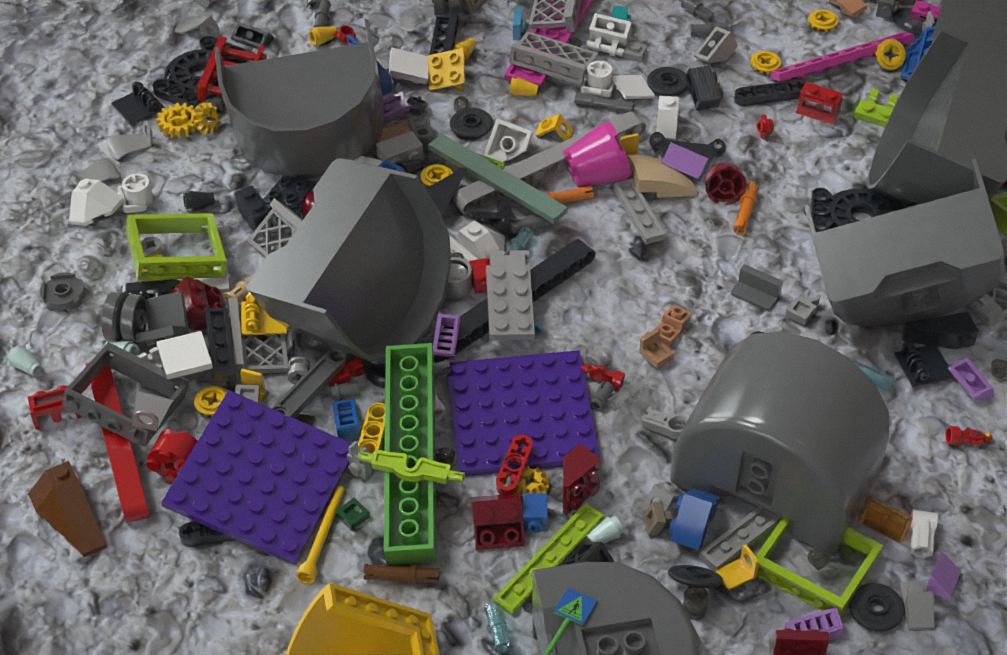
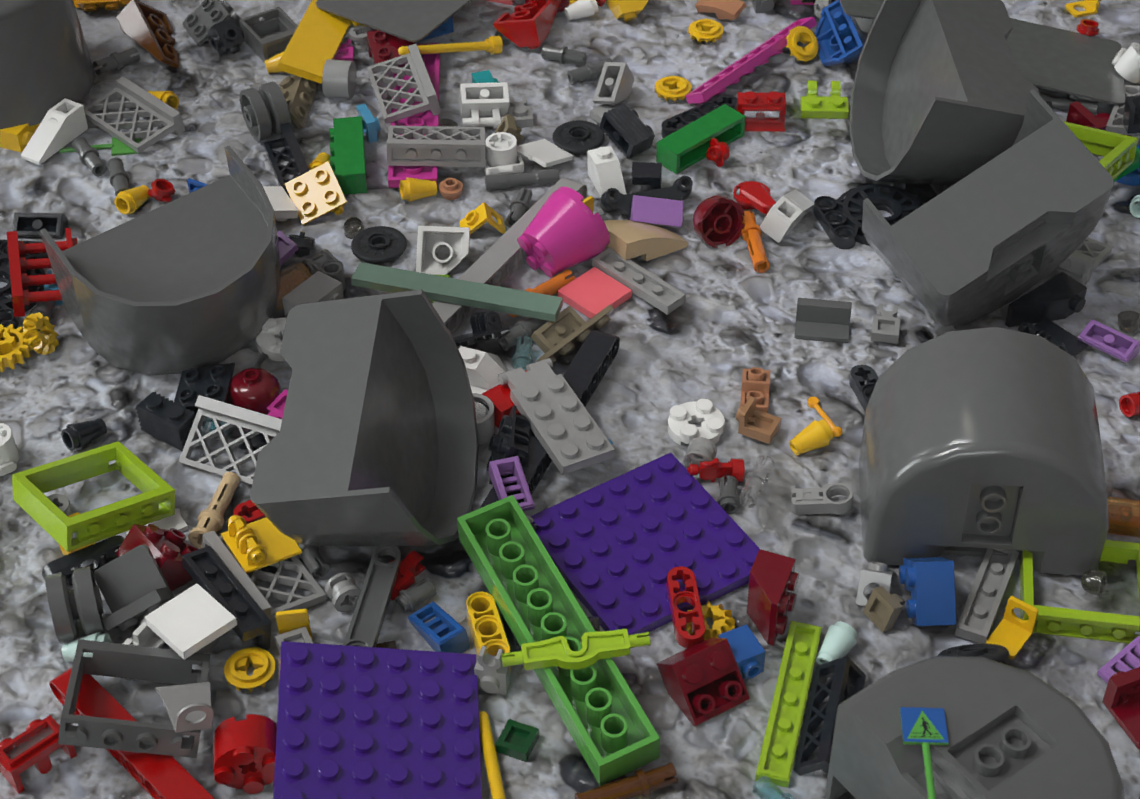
camera: 25 degrees left, 5 degrees down
(469, 301) = (511, 439): none -> black hinge
(489, 46) = (348, 154): none -> green brick
(548, 94) = (451, 188): none -> nougat plate
(563, 232) = (560, 336): none -> dark tan bracket
(589, 123) = (519, 207): none -> dark grey axle
(602, 211) = (594, 292): none -> coral tile
(616, 60) = (509, 126): none -> dark tan tile
(620, 327) = (701, 412): none -> white plate
(688, 375) = (812, 437): none -> yellow cone
(697, 127) = (647, 174): none -> black panel
(711, 349) = (813, 402): none -> light orange hinge
(746, 112) = (692, 141): none -> green brick
(770, 172) = (754, 196): none -> red piece
(784, 193) = (786, 214): none -> white slope

